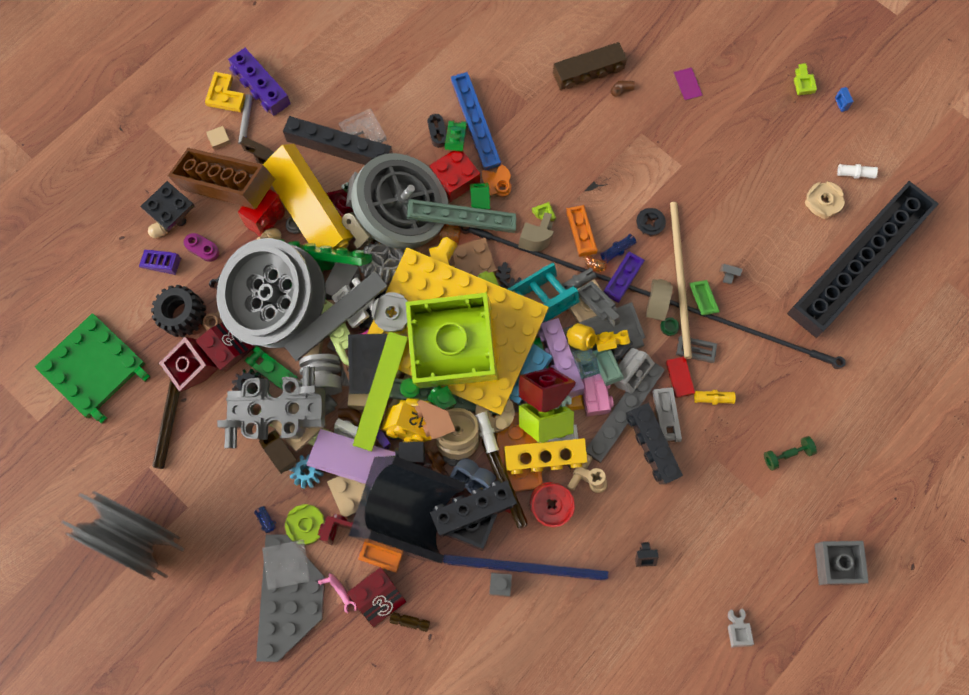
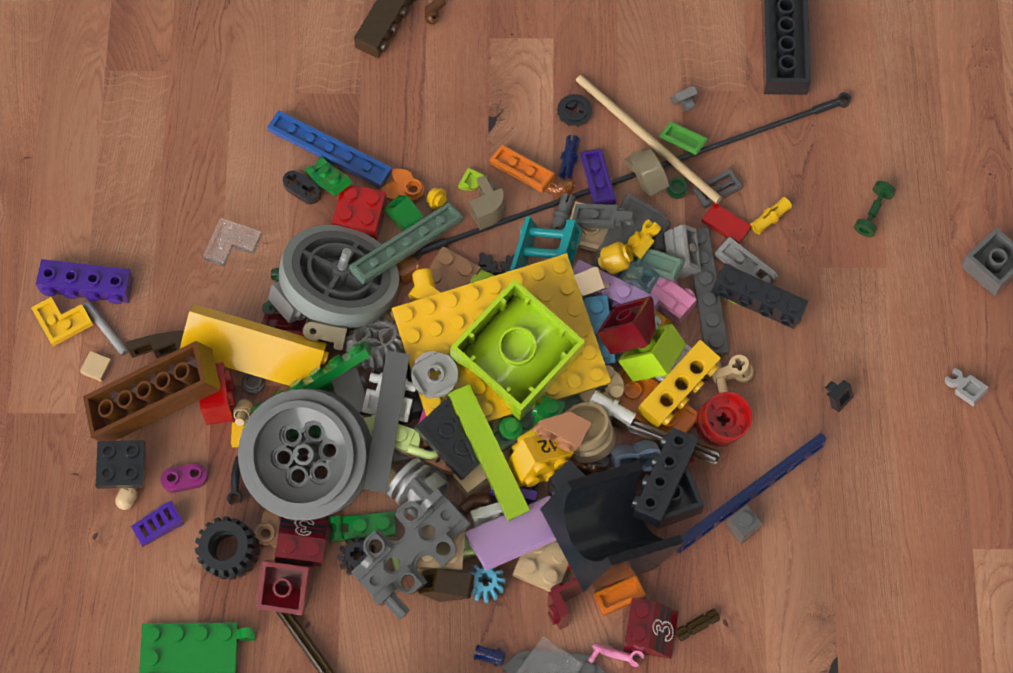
camera: 40 degrees left, 5 degrees down
(304, 523) = (526, 627): lime tile -> none
(333, 141) = (220, 275): black brick -> none
(510, 204) = (436, 198): none -> yellow plate
(547, 338) = (590, 282): none -> tan panel

